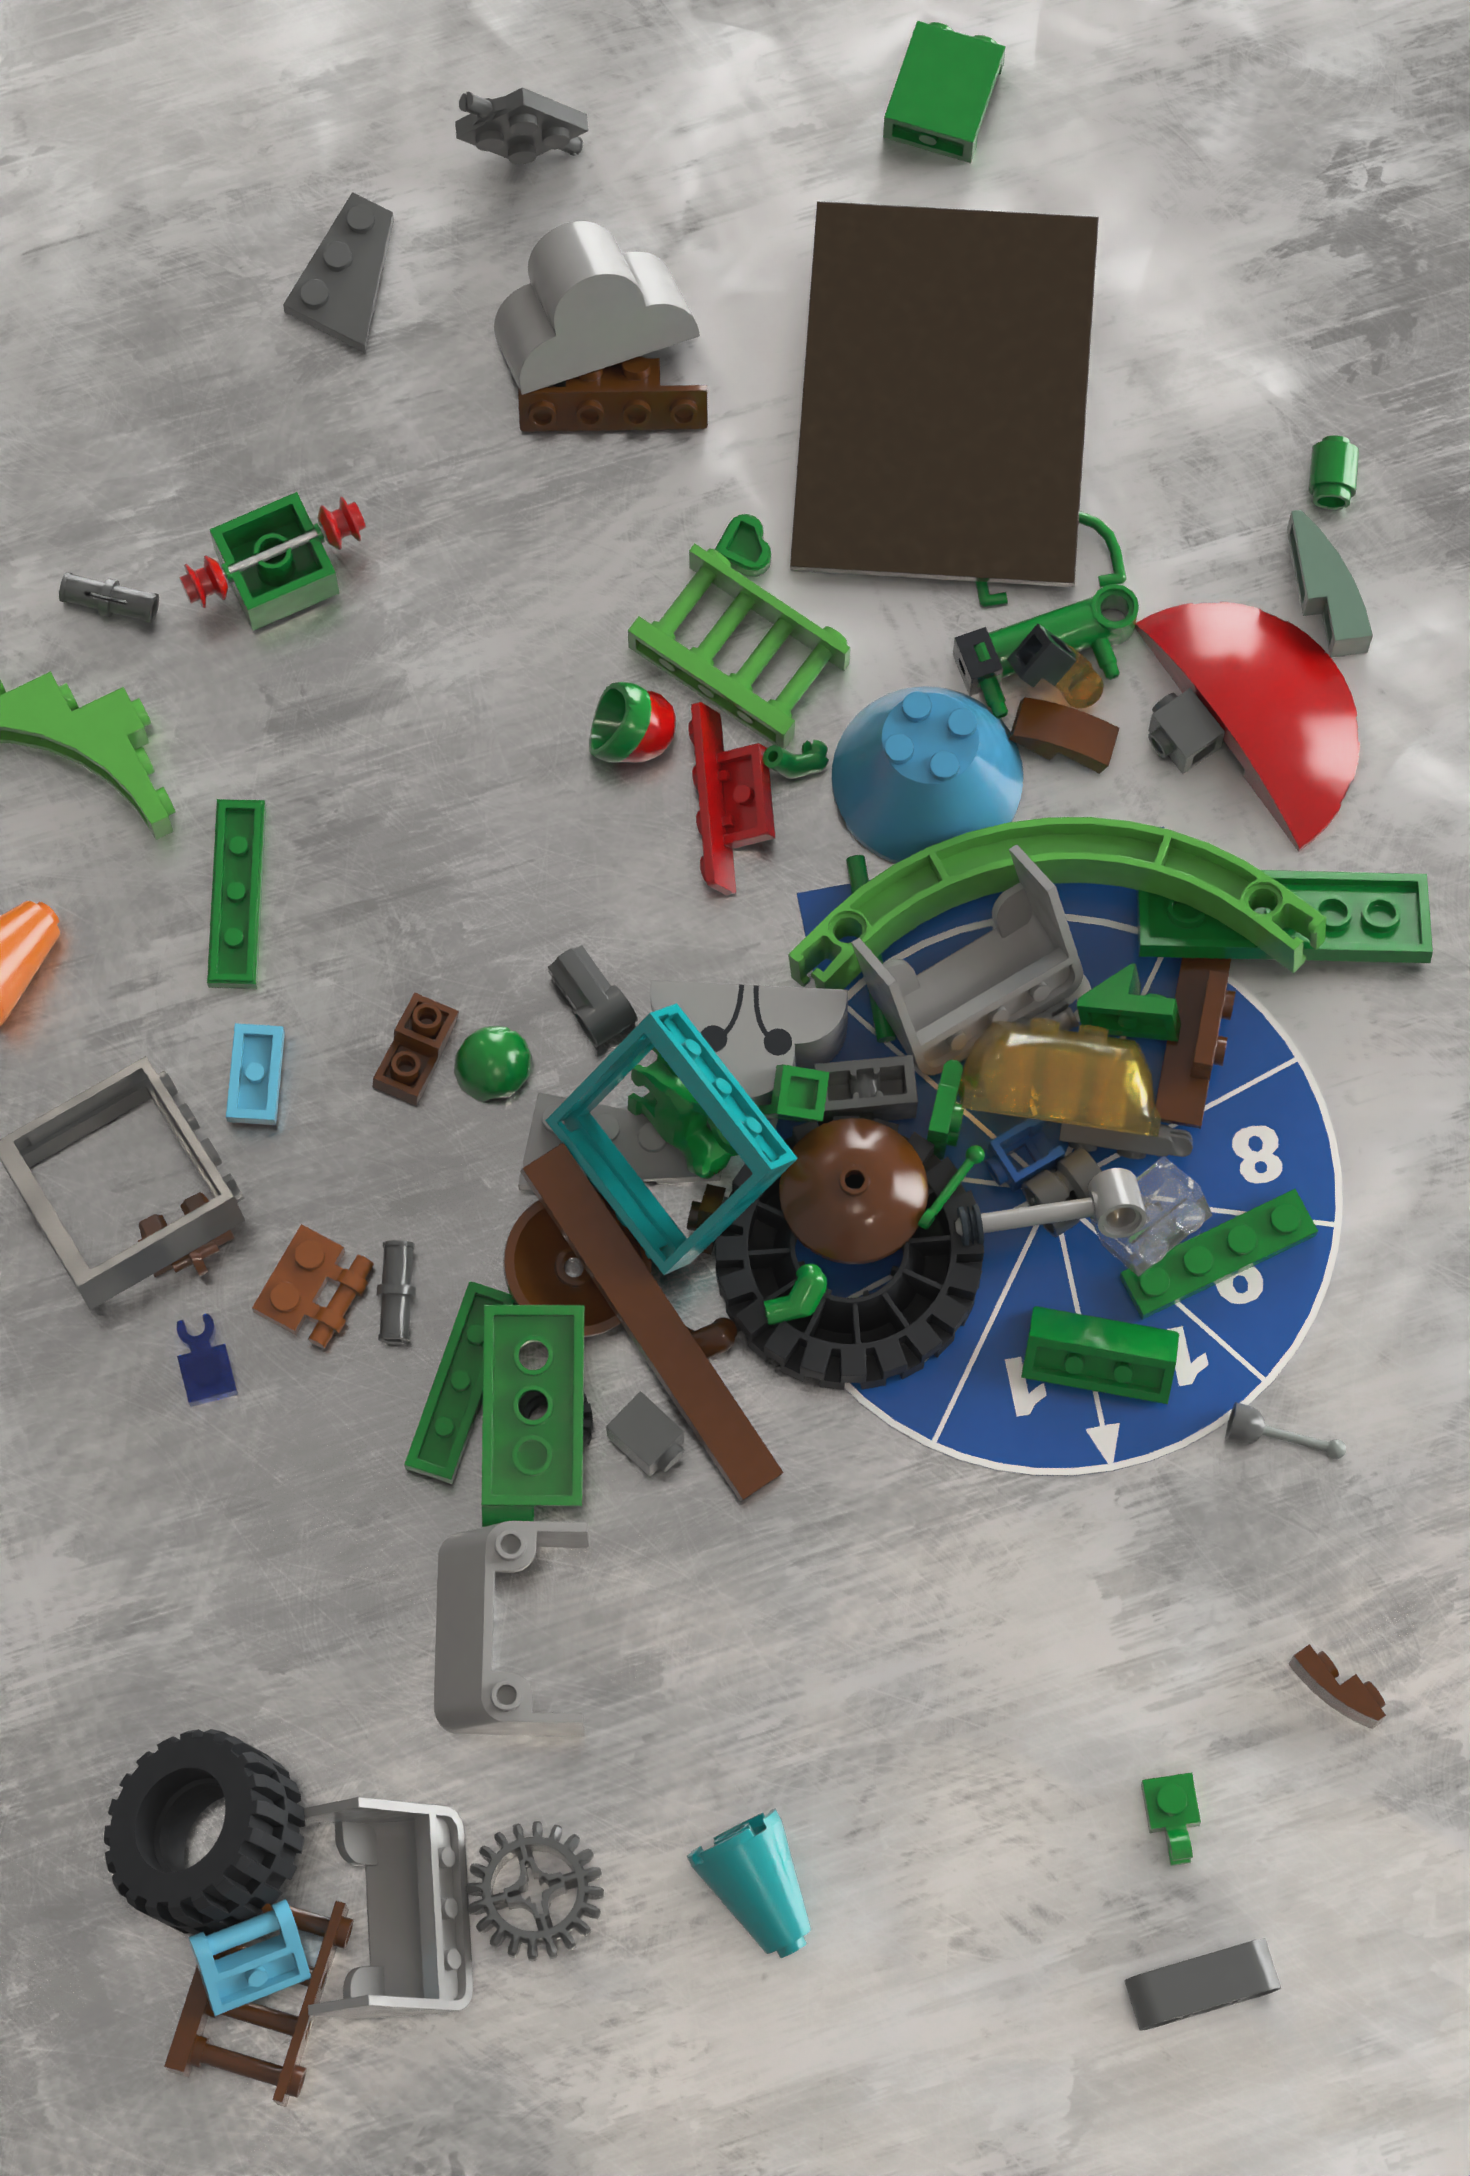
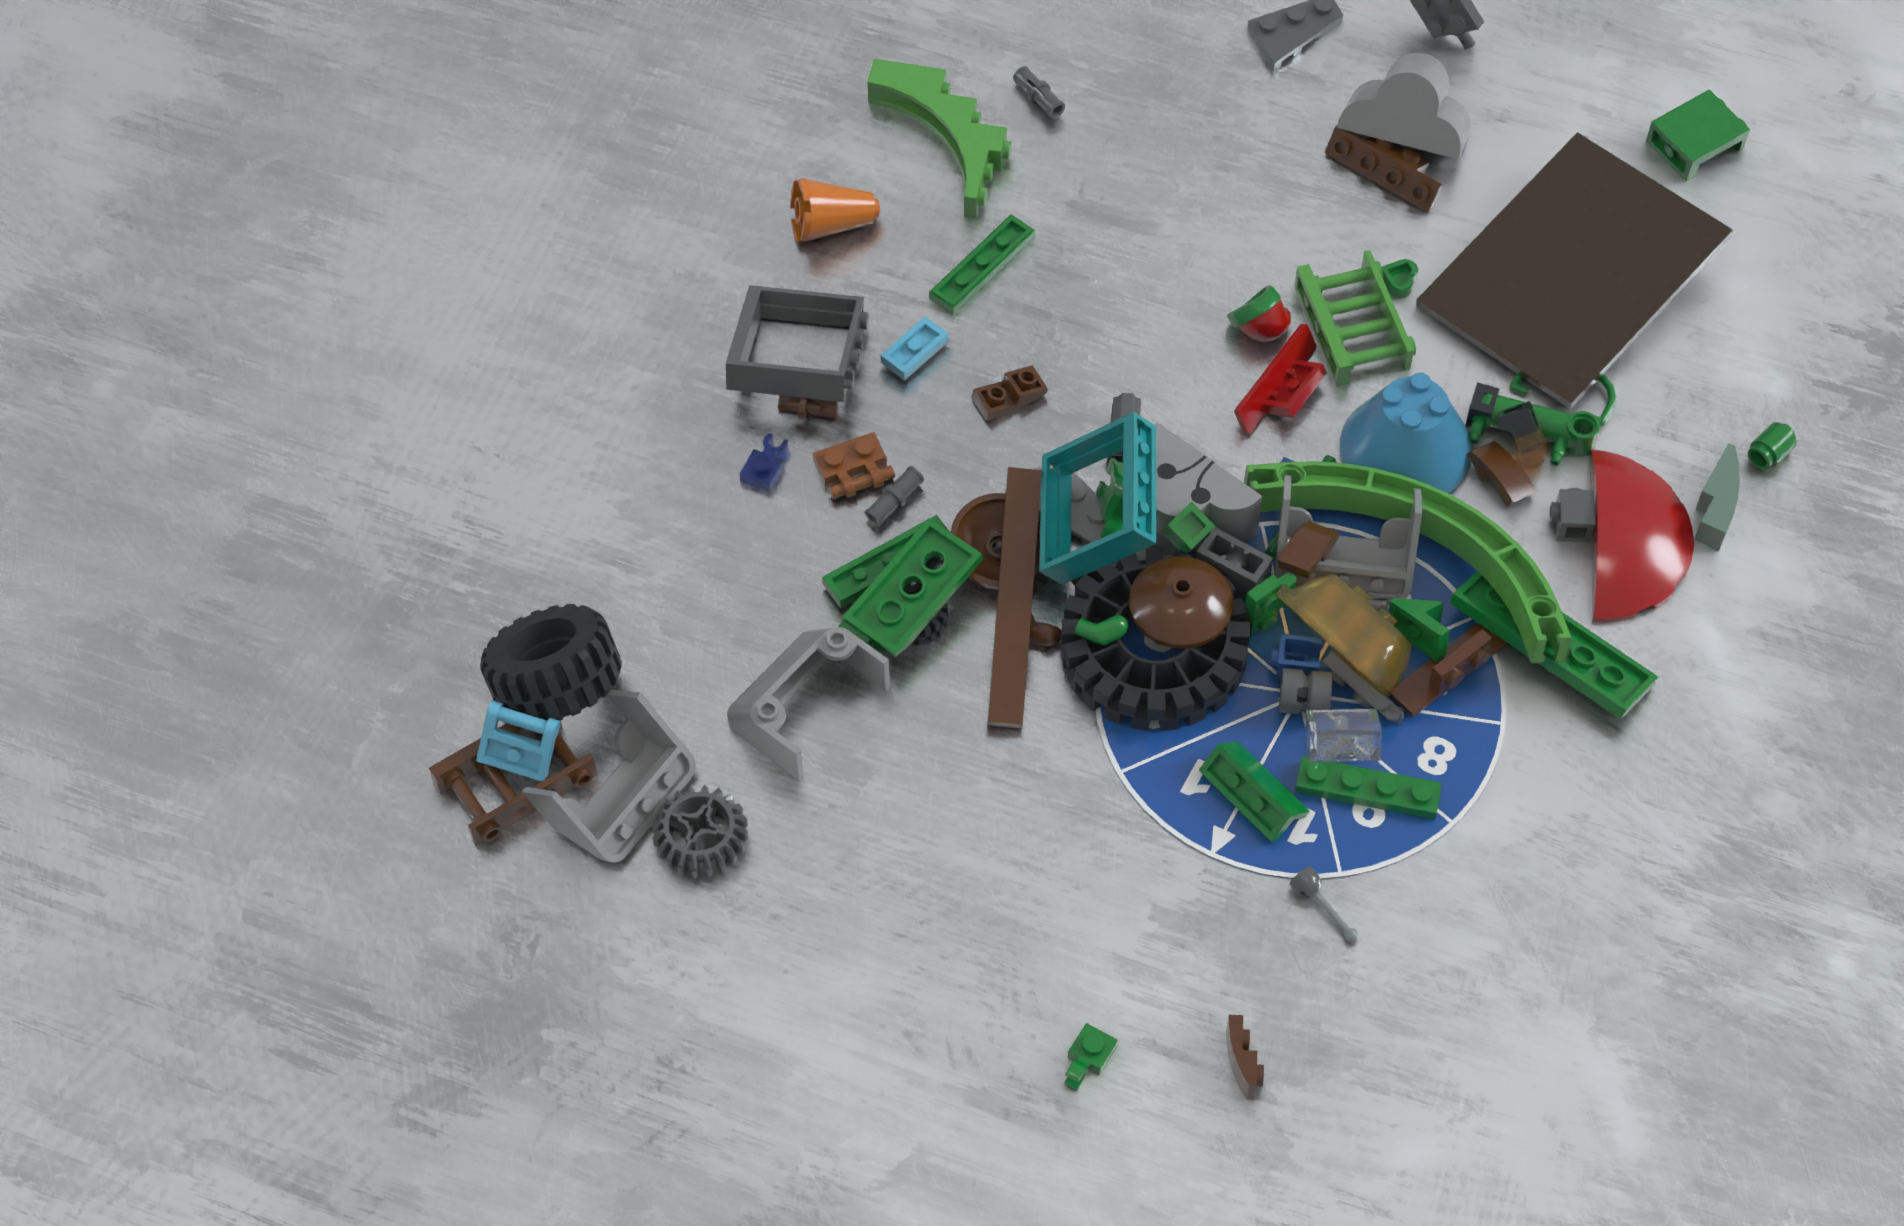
camera: 40 degrees right, 15 degrees down
(274, 559) = (1137, 121): green brick -> none
(492, 1063) = (1044, 425): green hair -> none
(646, 1435) = (963, 650): dark grey brick -> none
(757, 1882) = (821, 910): teal cone -> none
(792, 766) = (1344, 397): green arm -> none
(939, 1011) = (1307, 548): none -> reddish brown slope
(974, 1155) = (1211, 641): green hinge -> none
(1112, 1203) = (1313, 709): light grey piece -> none
(1202, 1984) = (1026, 1155): dark grey beam -> none

